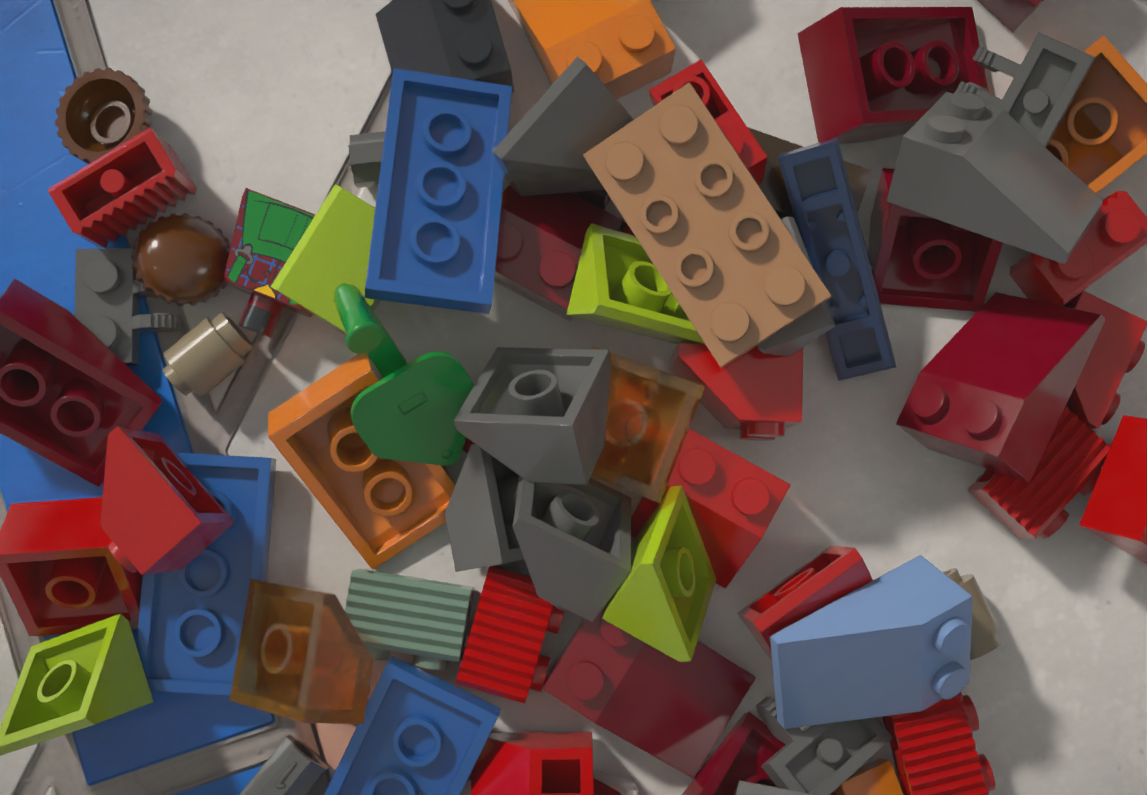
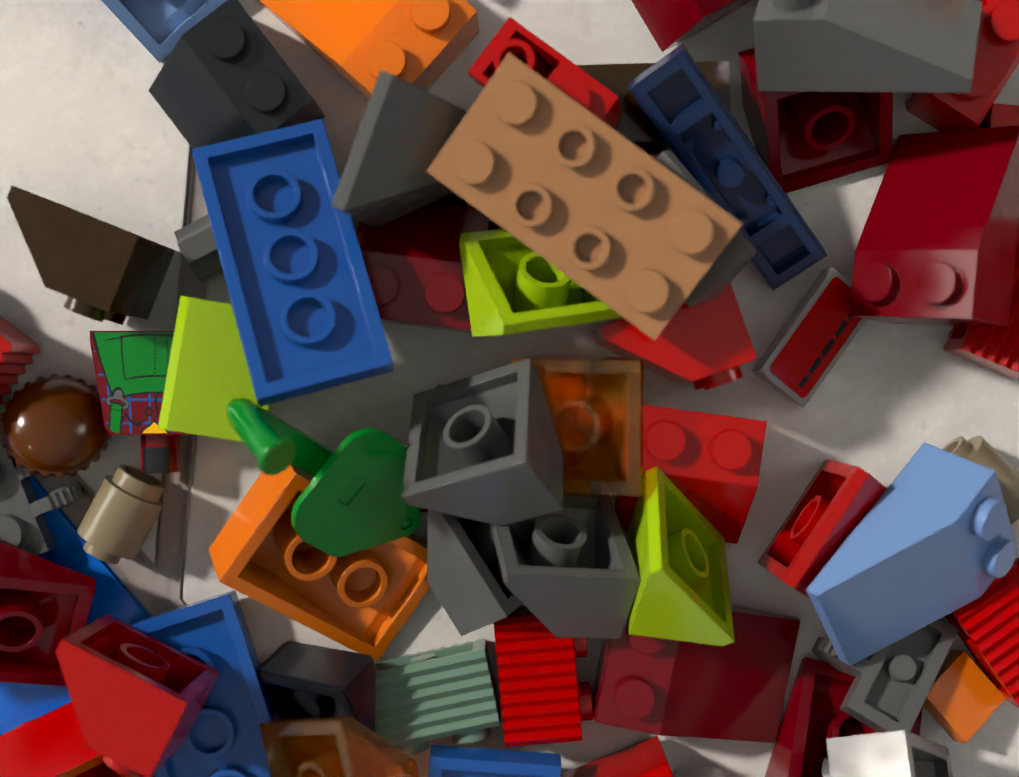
camera: 25 degrees left, 5 degrees up
(277, 133) = (90, 261): none -> dark brown slope
(318, 562) = (320, 683): none -> black slope
(855, 436) = (811, 339): none -> red slope

